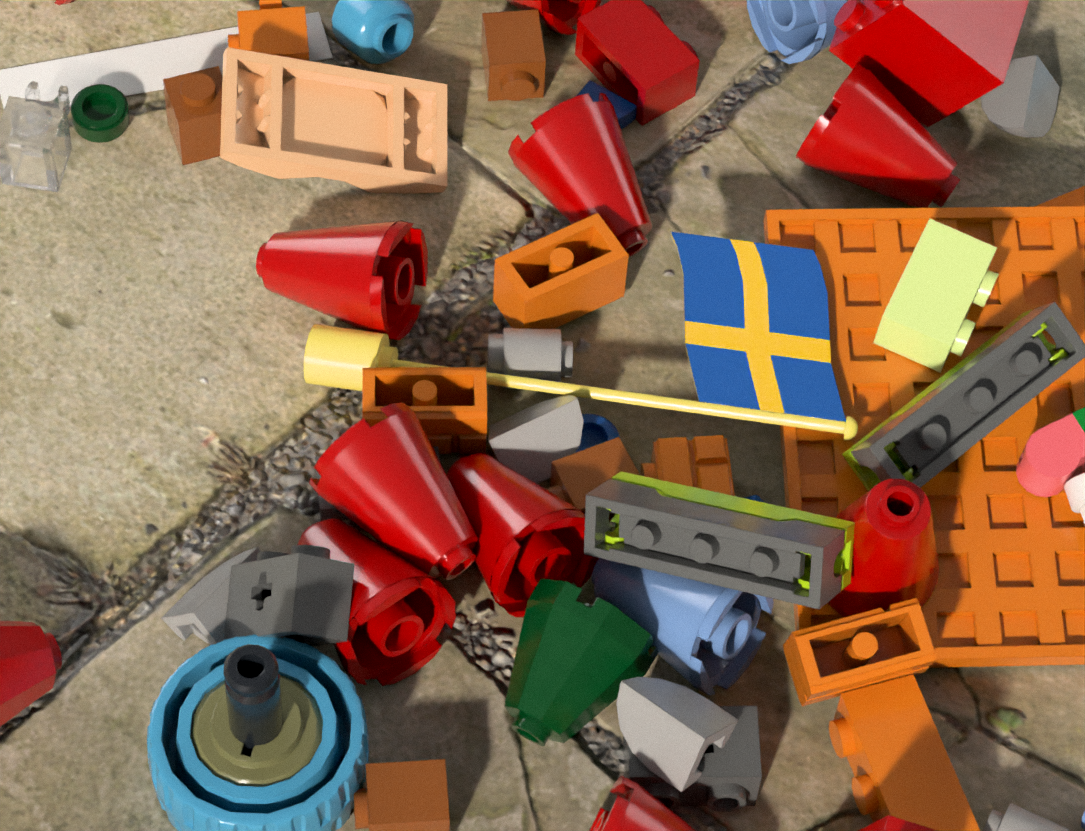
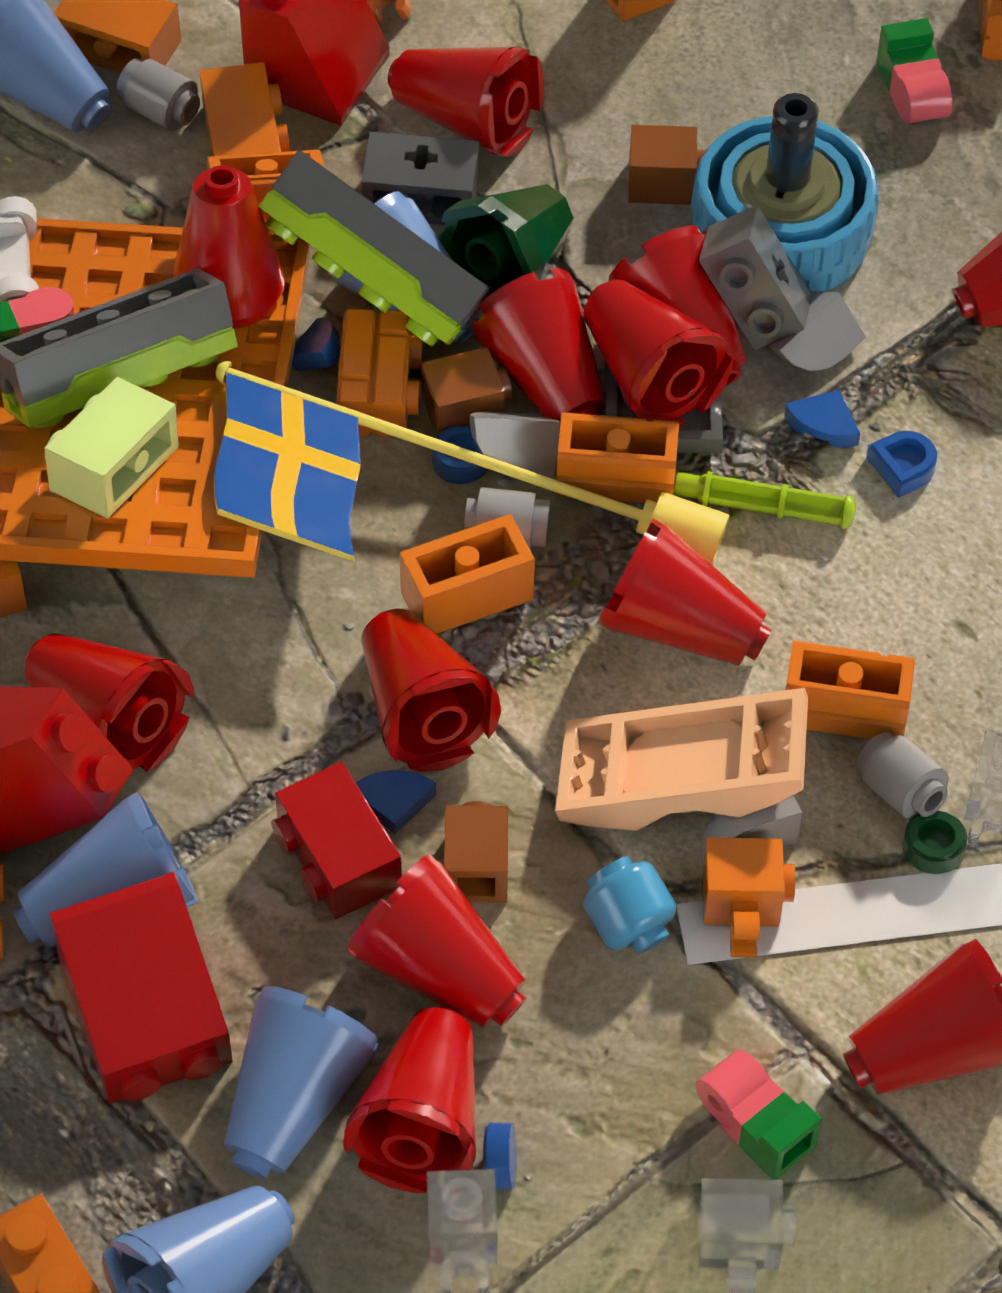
camera: 170 degrees left, 0 degrees up
(120, 480) = (903, 460): none -> blue tile
(128, 144) = (903, 775): none -> light grey brick
(181, 199) = (852, 689): none -> orange brick
(195, 113) = (831, 802): dark orange brick -> none
(207, 515) = (824, 418): none -> blue tile
(262, 416) = (767, 498): none -> lime piece
(670, 727) = (432, 147): light grey brick -> none

